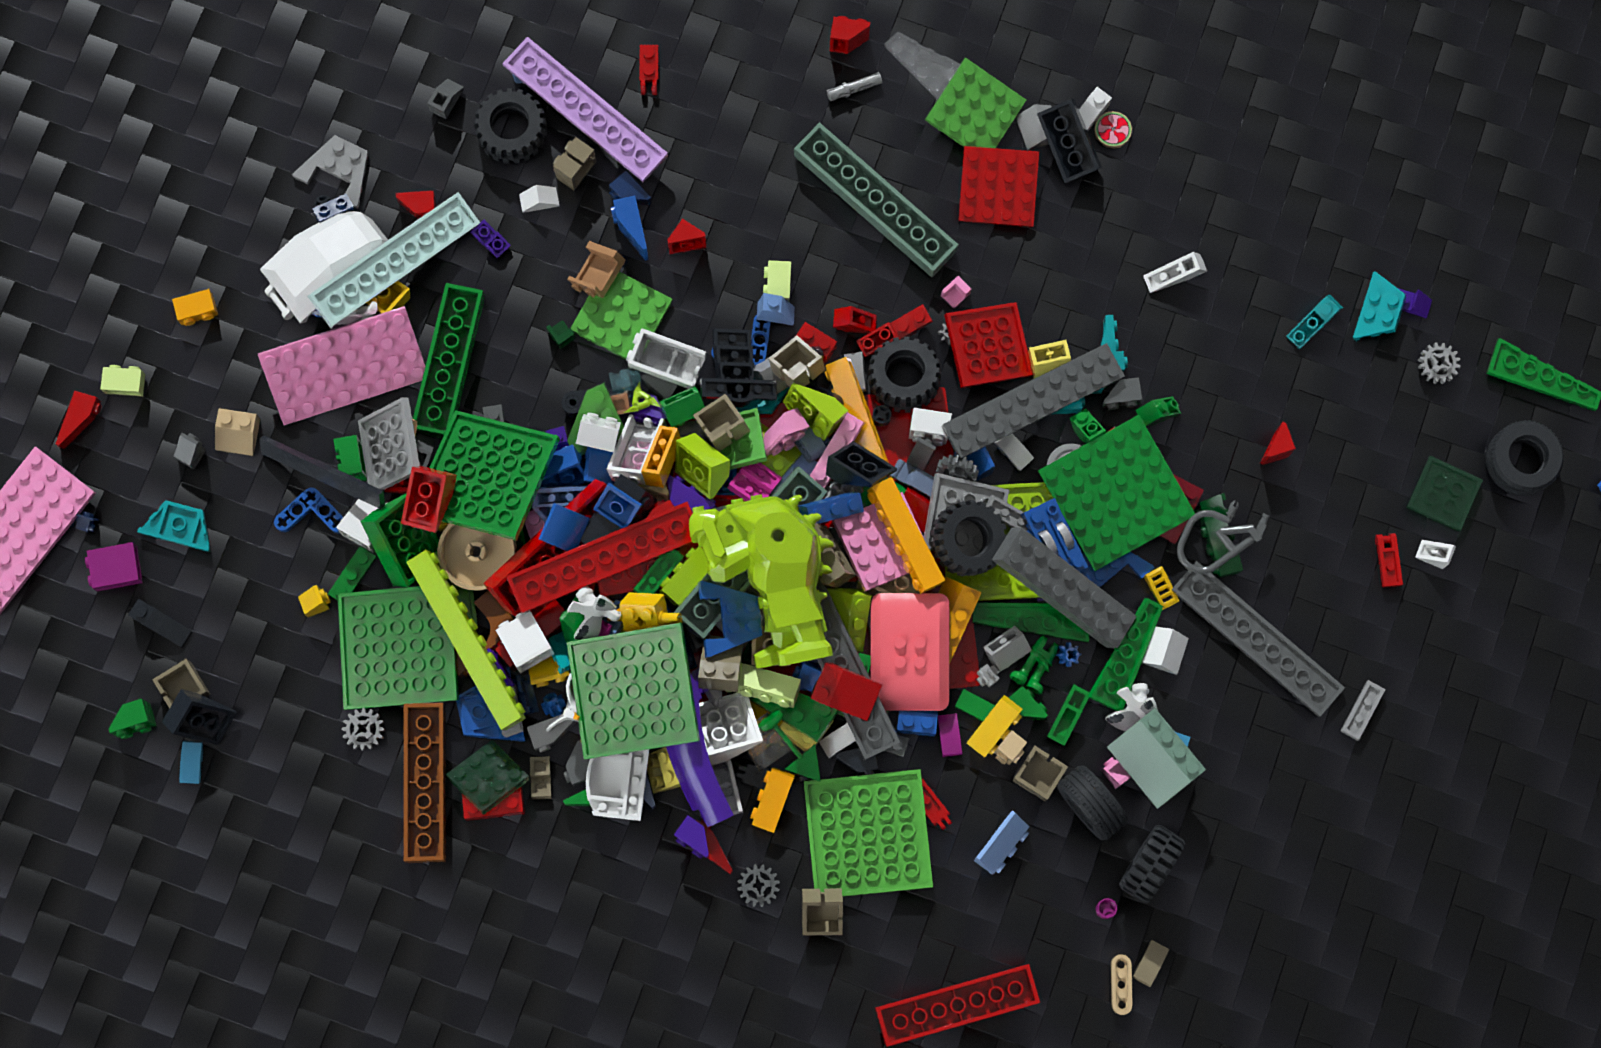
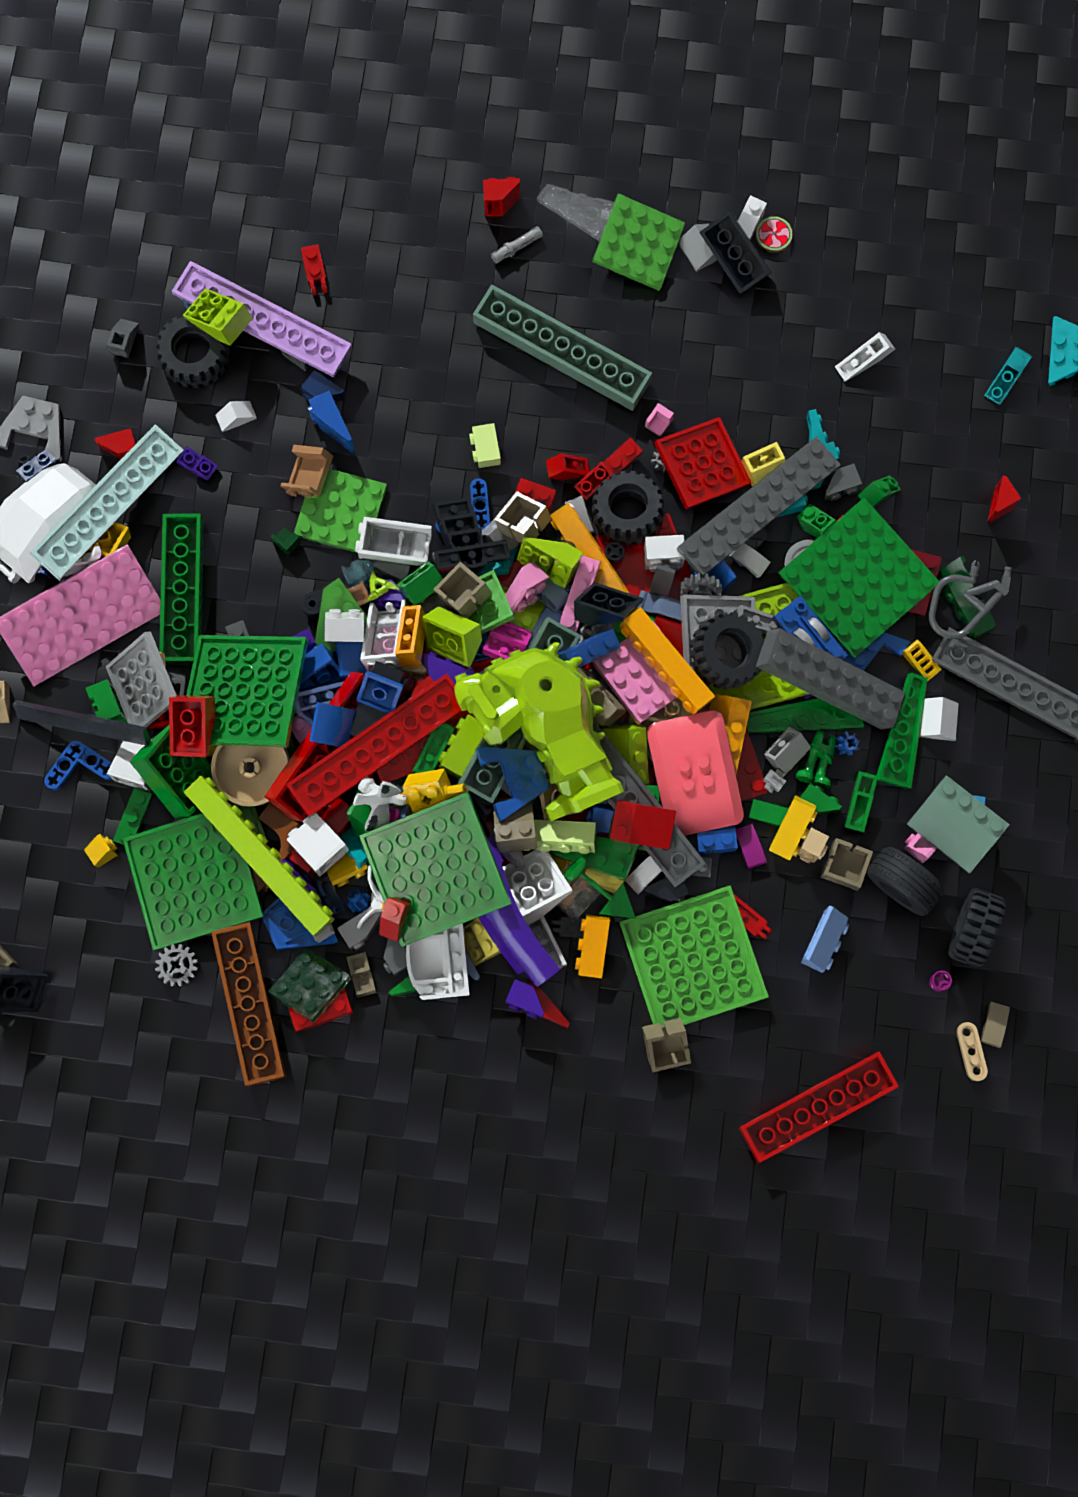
camera: 10 degrees left, 0 degrees up
(191, 762) = (13, 1034): dark azure slope -> none
(543, 98) = (218, 316): none -> lime slope
(574, 163) = (262, 373): dark tan piece -> none
(582, 729) = (393, 918): none -> red slope
(686, 238) = (387, 422): red slope -> none
(767, 884) = (606, 1029): dark grey gear -> none
(775, 309) = (488, 472): medium blue slope -> none
(998, 186) = (677, 310): red plate -> none
(1137, 707) = (926, 780): animal -> none

